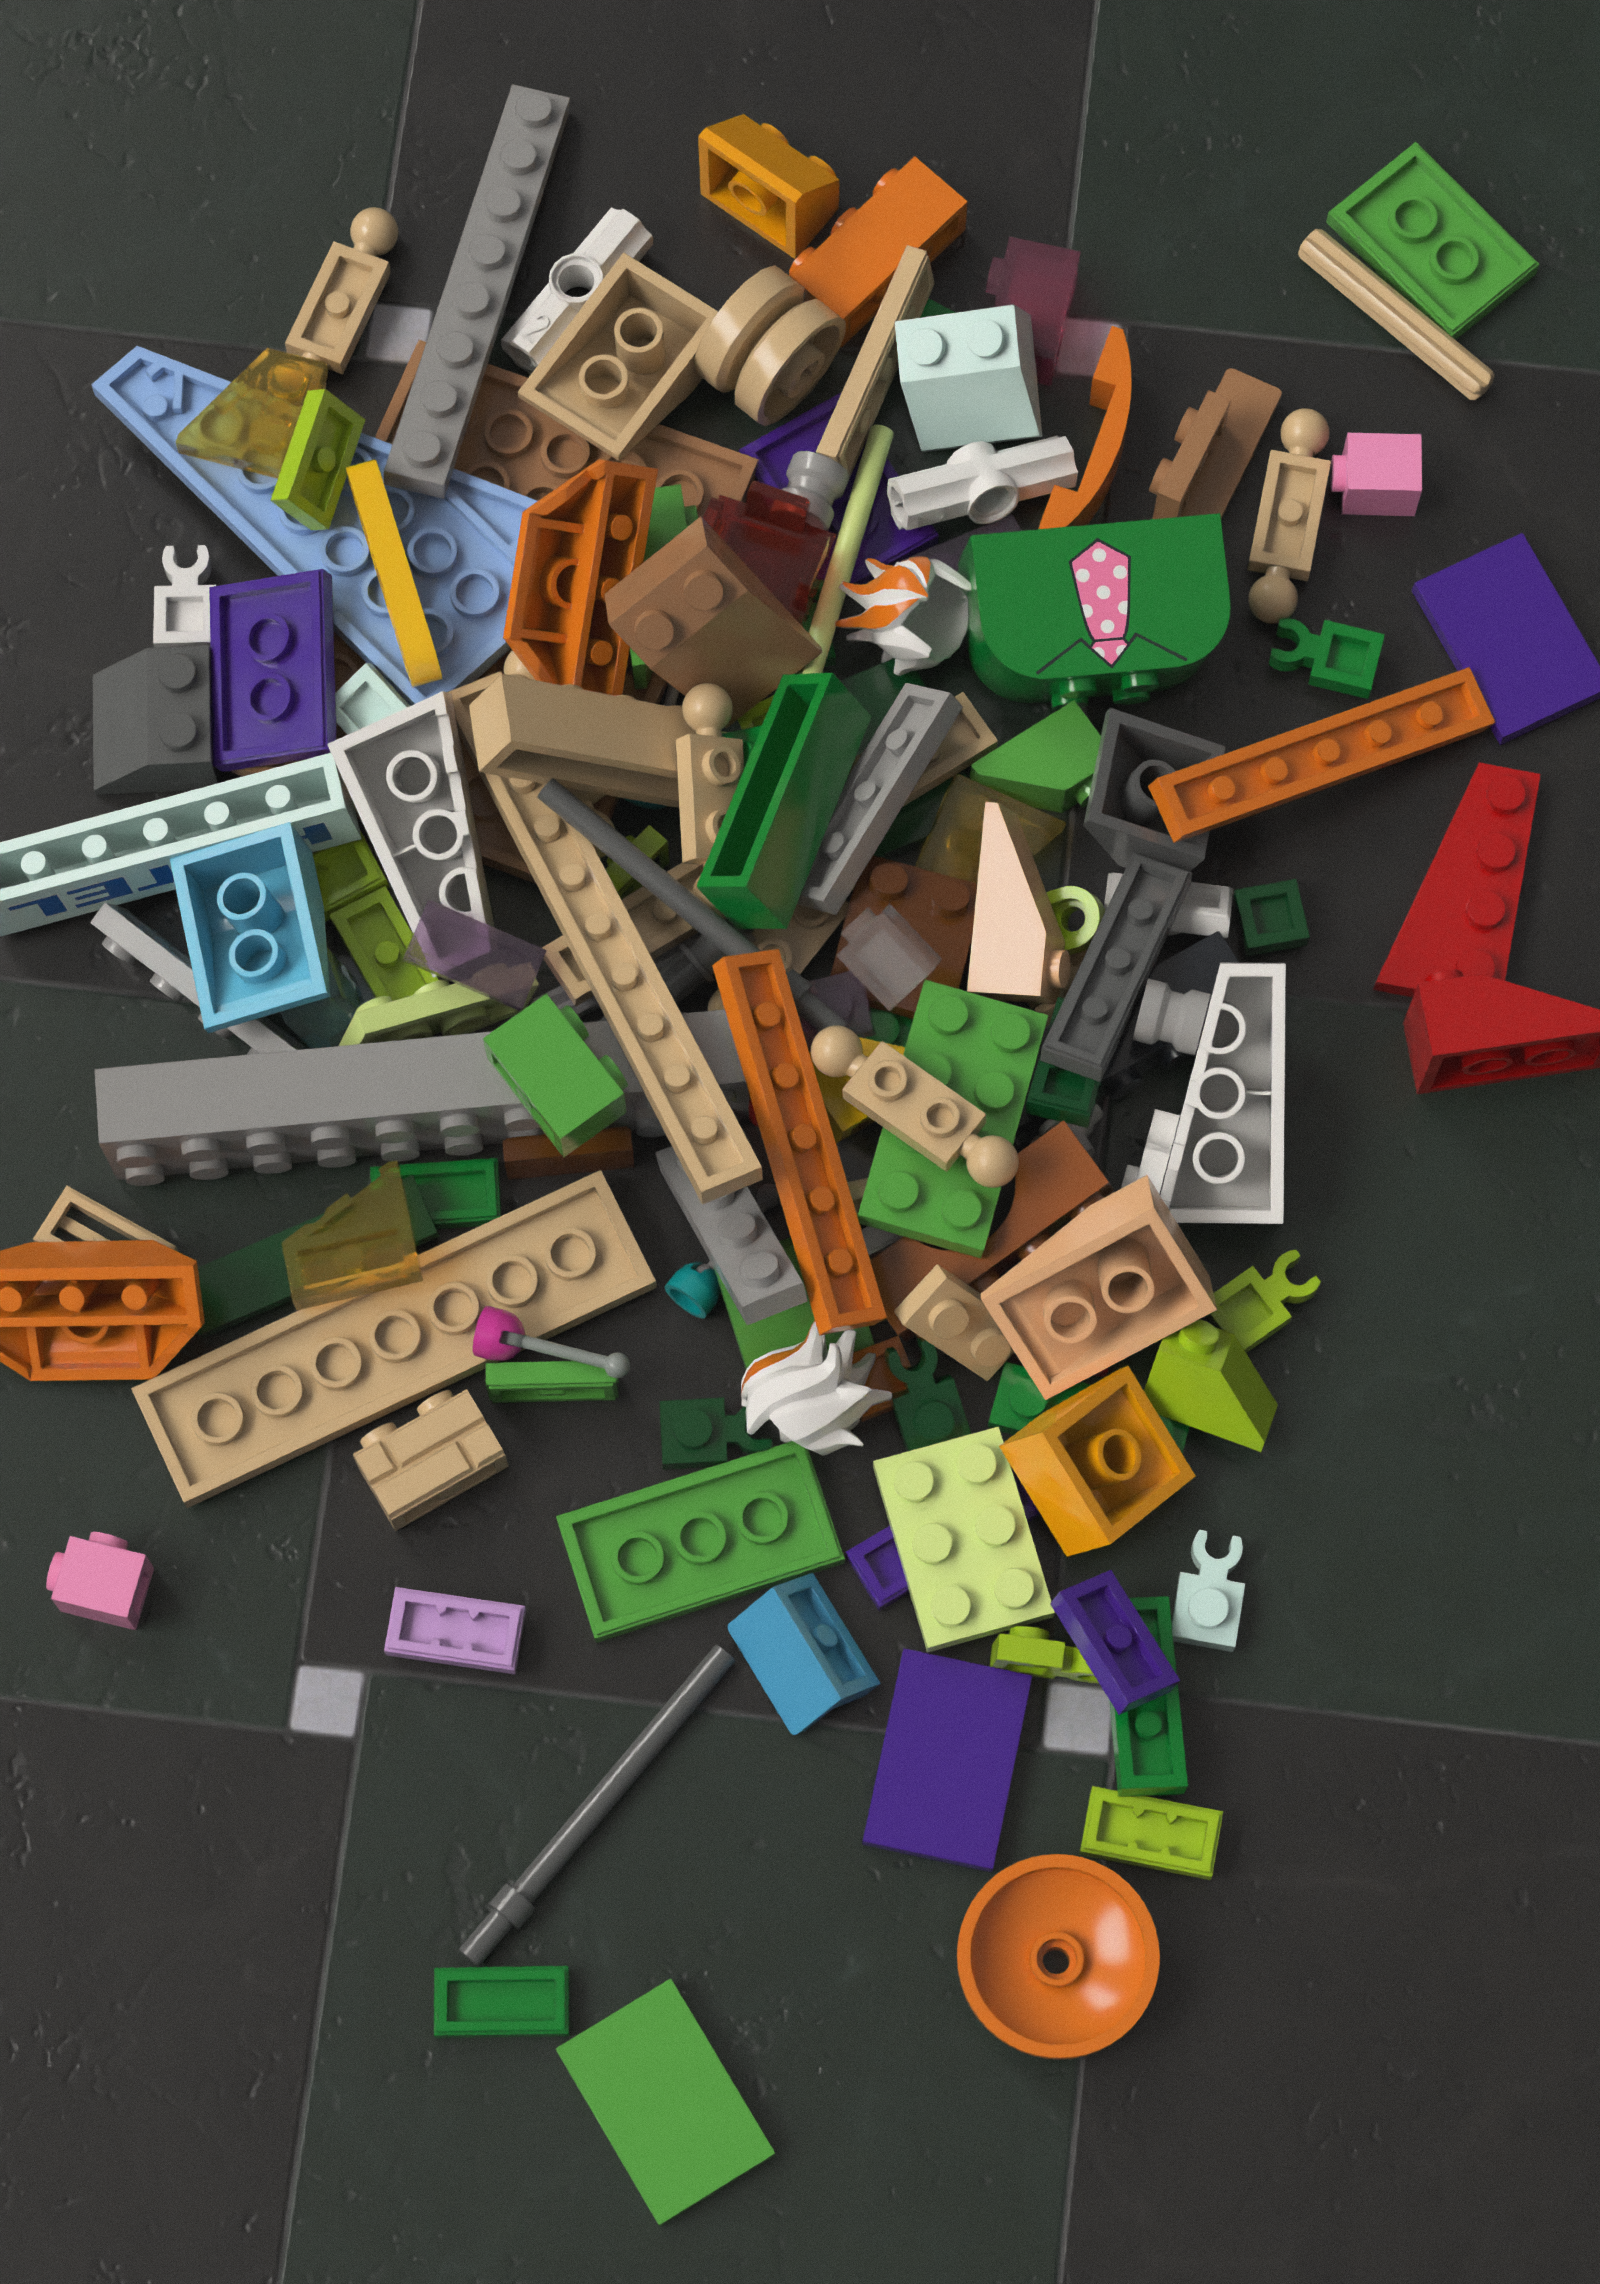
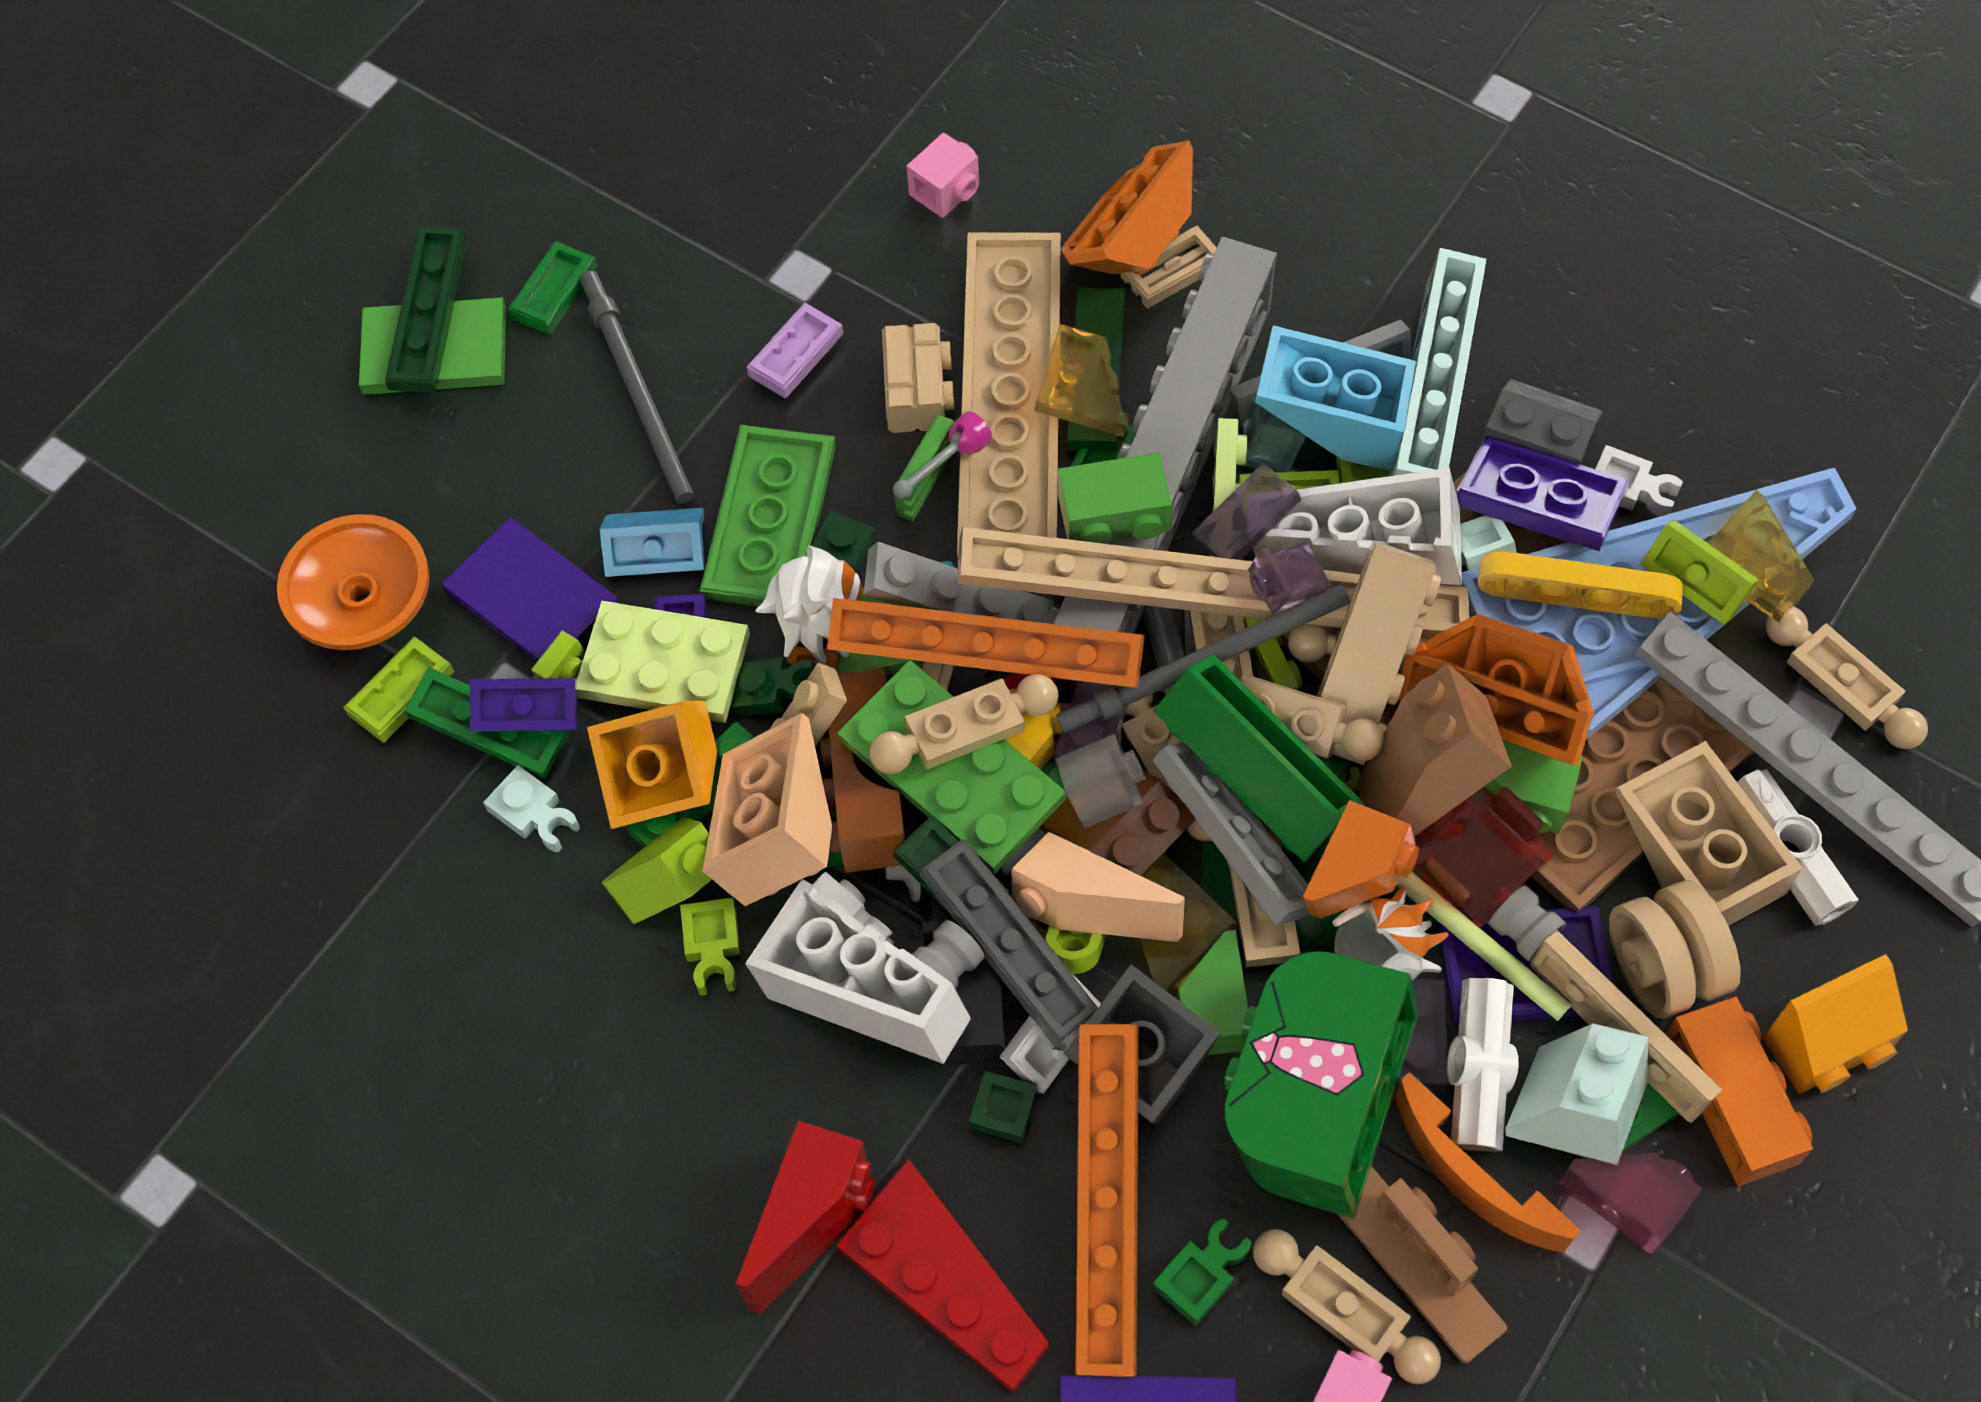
camera: 120 degrees right, 10 degrees down
(556, 854) = (1287, 576): none -> bracket
(624, 2130) = (426, 309): none -> dark green tile
(863, 639) = (1360, 861): none -> orange slope

